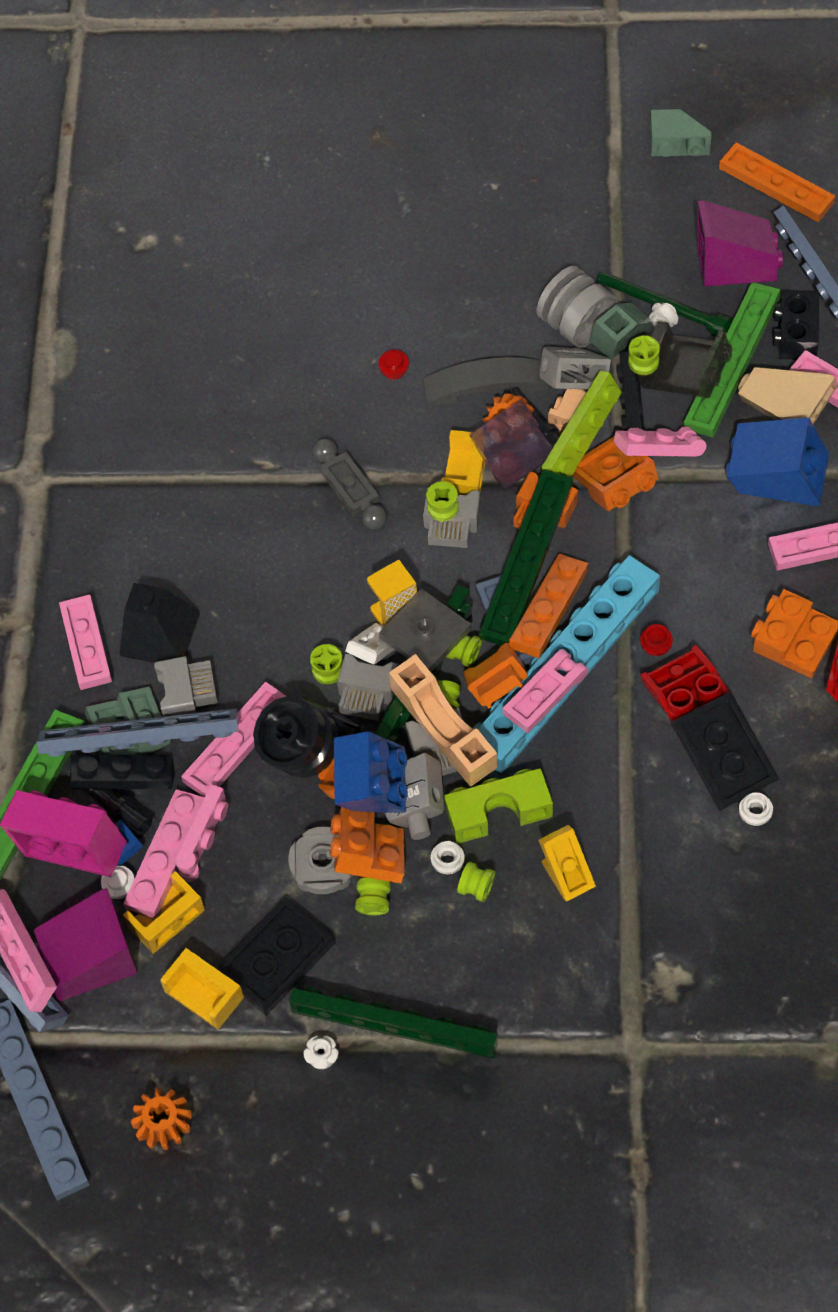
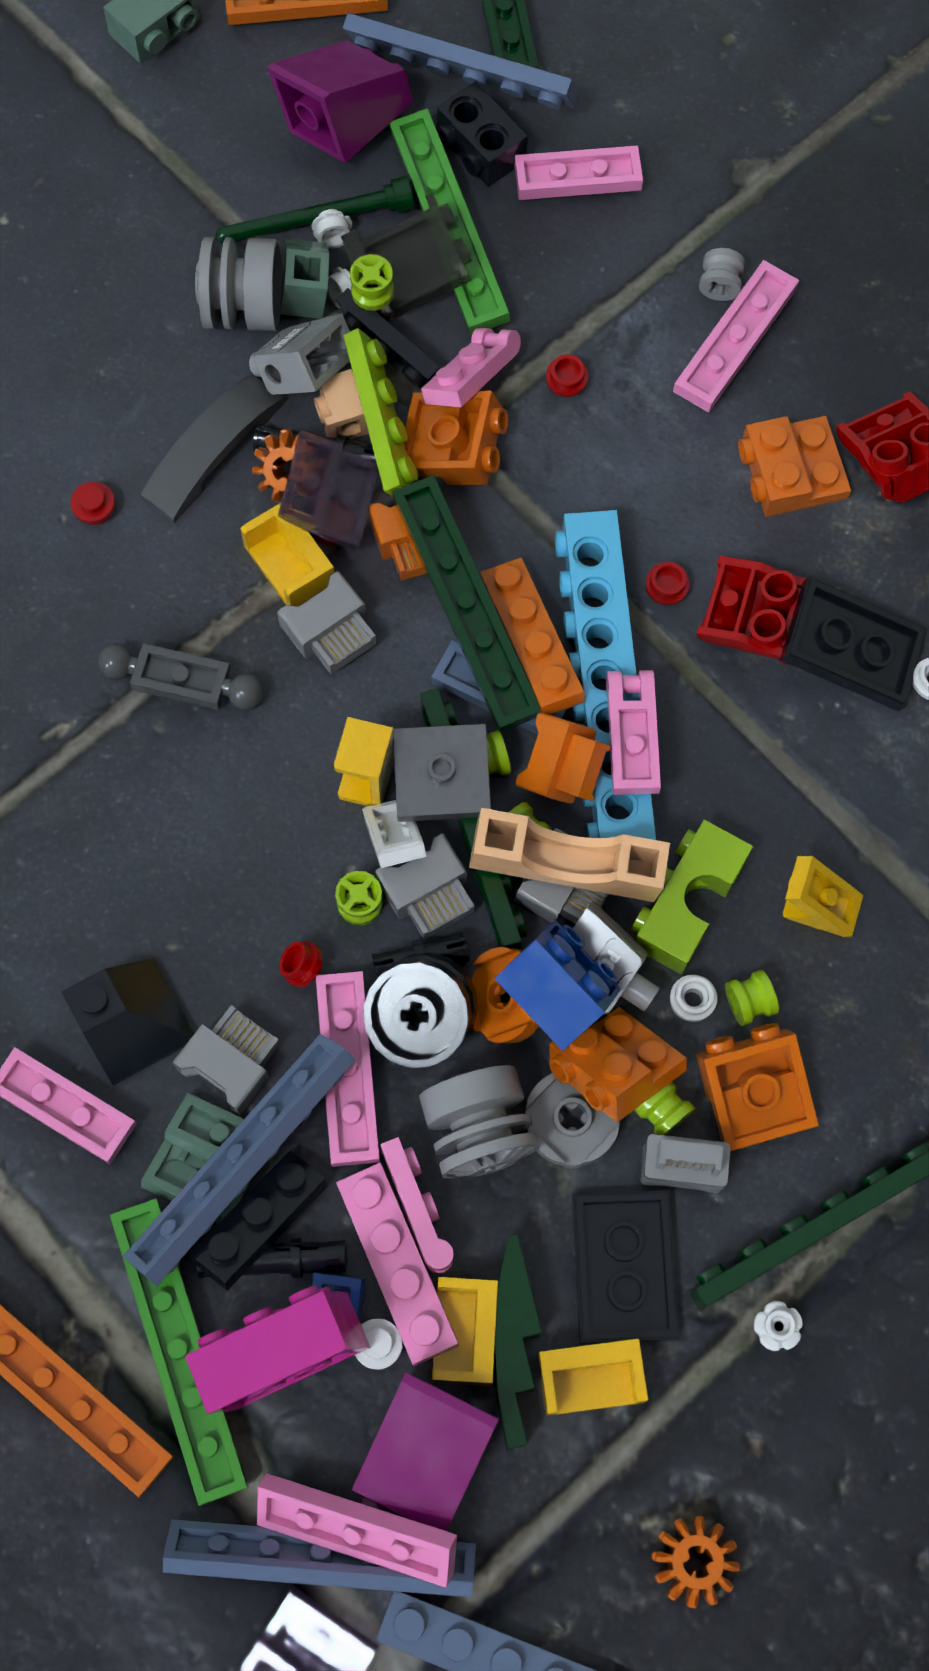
camera: 50 degrees left, 10 degrees up
(189, 929) = (515, 1323): none -> dark green slope
(265, 671) = (301, 963): none -> red plate
(269, 815) = (475, 1111): none -> light grey wheel
(355, 930) = (685, 1163): none -> light grey piece
(431, 926) = (757, 1086): none -> orange plate
(440, 509) = (319, 624): lime wheel -> none
(714, 489) = (567, 376): none -> red plate
(779, 461) = (602, 294): blue slope -> none
(787, 392) = (549, 217): tan slope -> none

